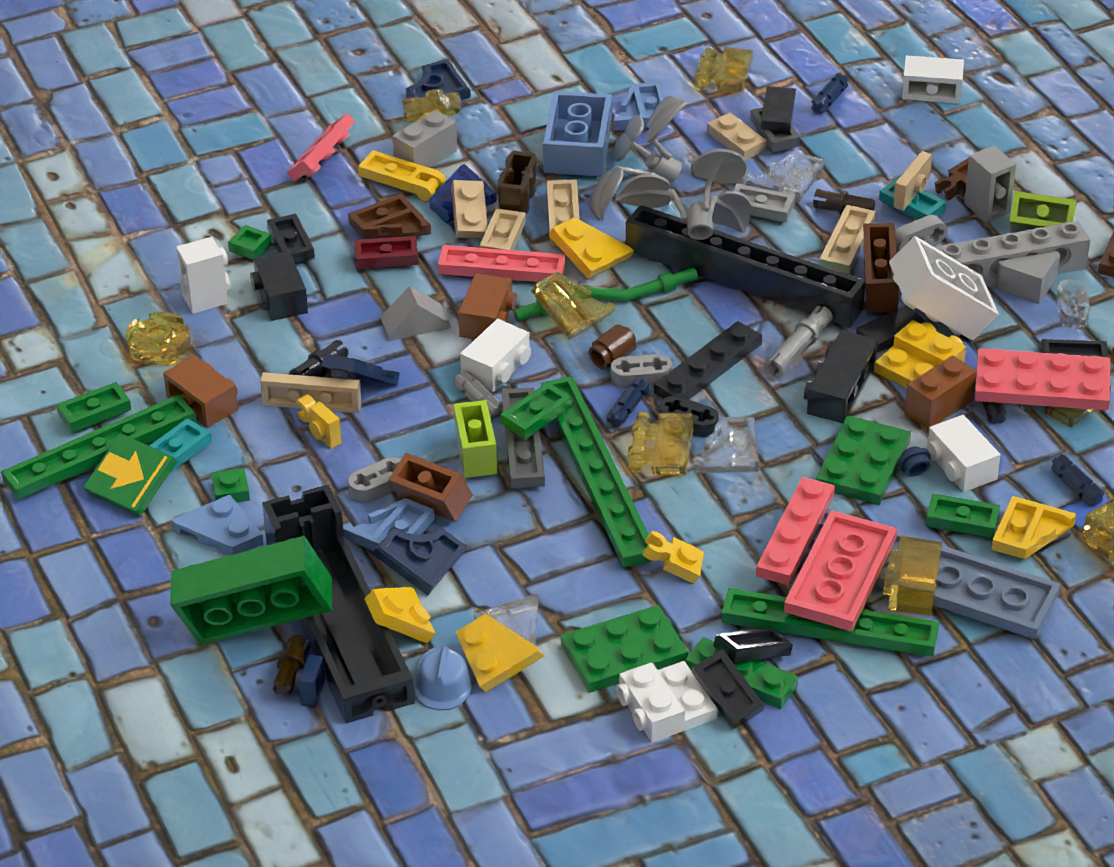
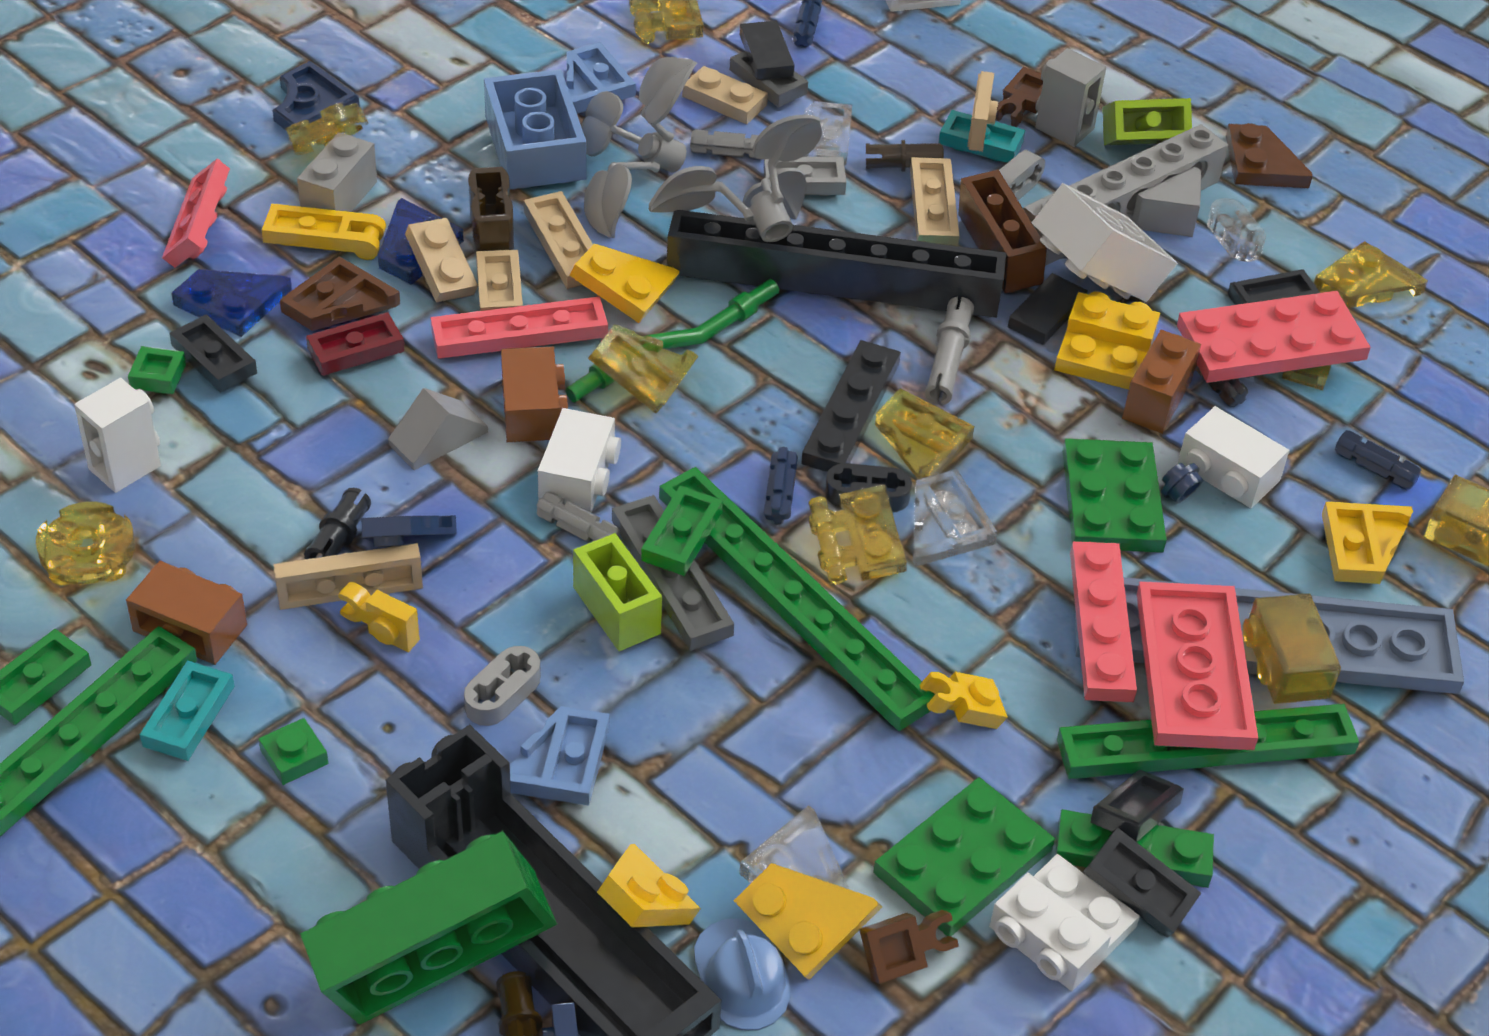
camera: 25 degrees left, 5 degrees up
(130, 474) = (139, 774): green tile -> none
(221, 526) = (309, 818): medium blue wing -> none
(279, 286) = (230, 425): black brick -> none
(320, 207) = (231, 298): none -> clear blue wing
(422, 557) = (624, 794): dark blue tile -> none
(431, 486) = (592, 680): dark orange brick -> none
(546, 684) = (899, 944): none -> reddish brown plate
(613, 344) = (723, 412): reddish brown brick -> none
(648, 367) = (764, 436): light grey beam -> none
(746, 389) = (922, 433): none -> clear yellow wing
(841, 376) = (1029, 387): black brick -> none
(962, 515) = (1279, 543): green plate -> none

